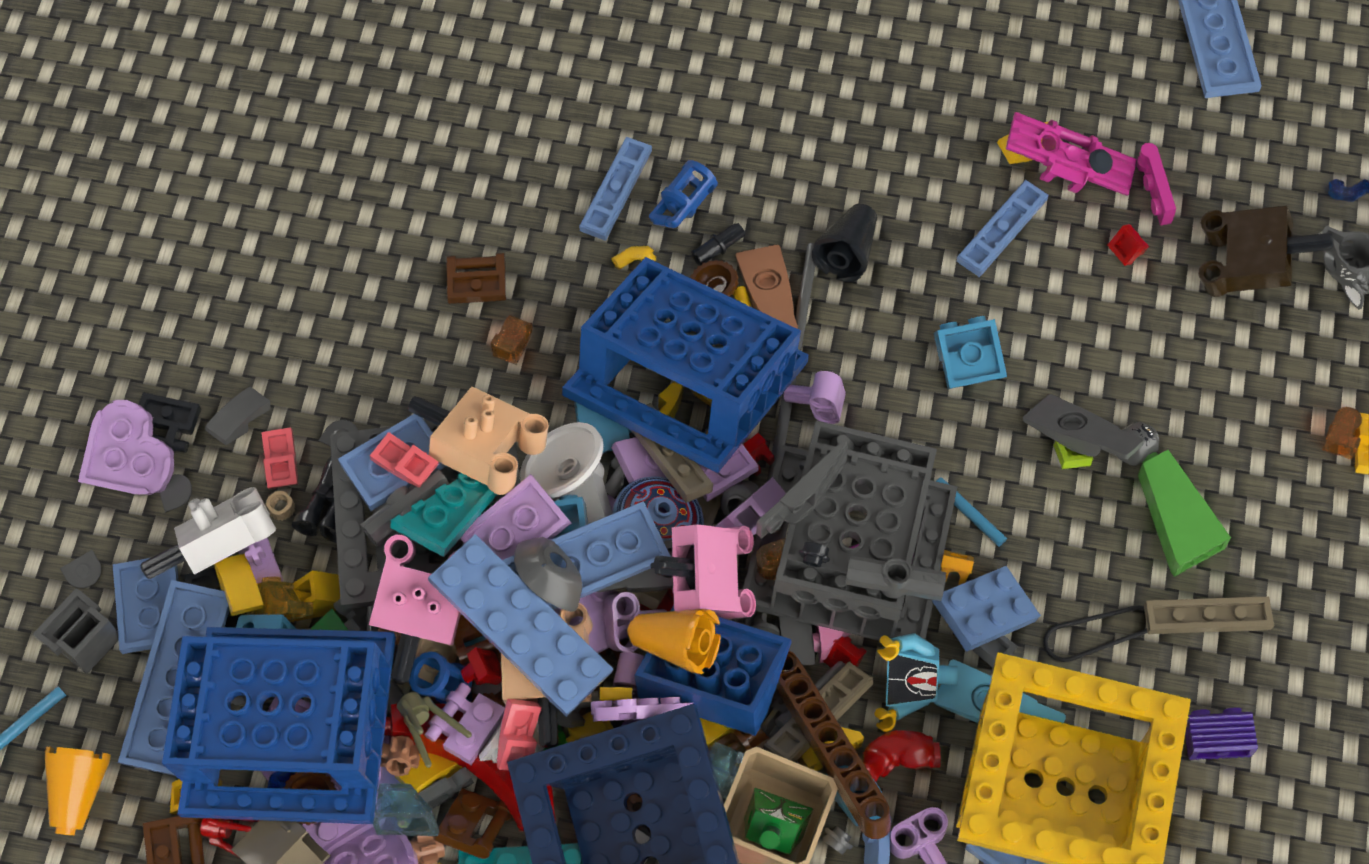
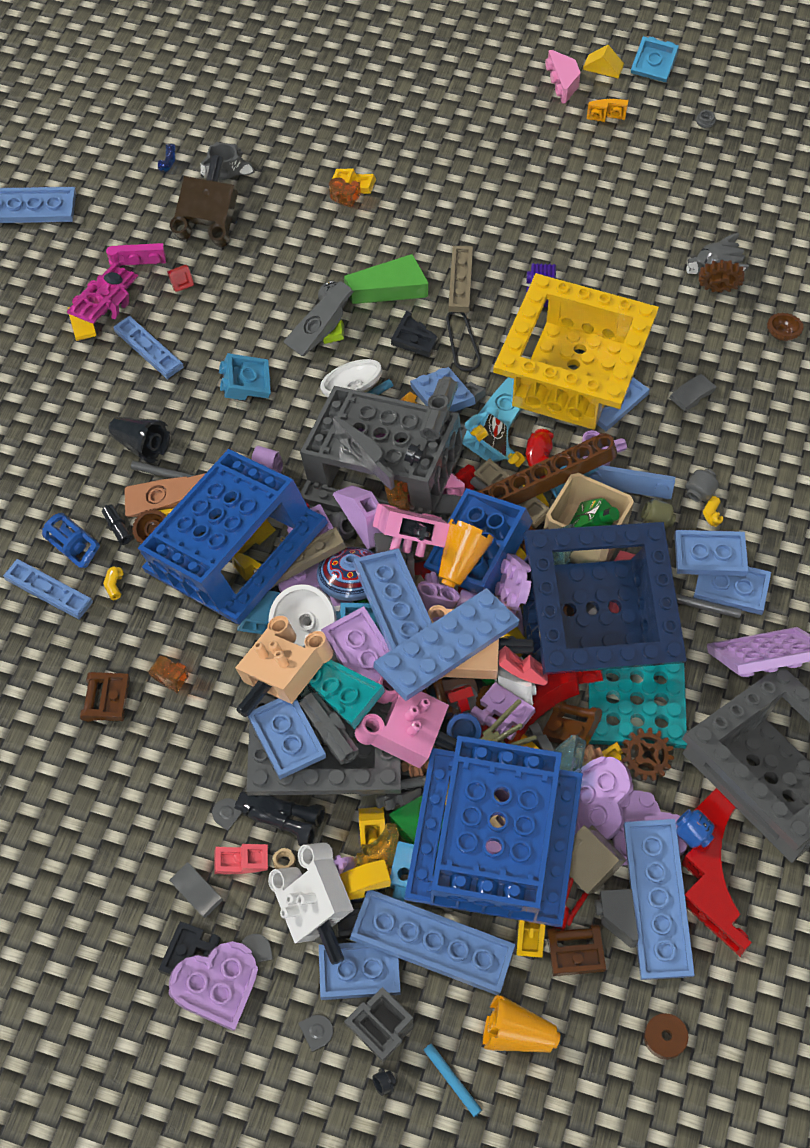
camera: 85 degrees left, 5 degrees down
(20, 646) = (384, 1081): none -> black plate
(403, 461) = (293, 721): coral slope -> none
(551, 583) = (400, 626): dark grey piece -> none
(985, 483) = (355, 375): none -> white dish
(1088, 562) = (414, 336): none -> black wing

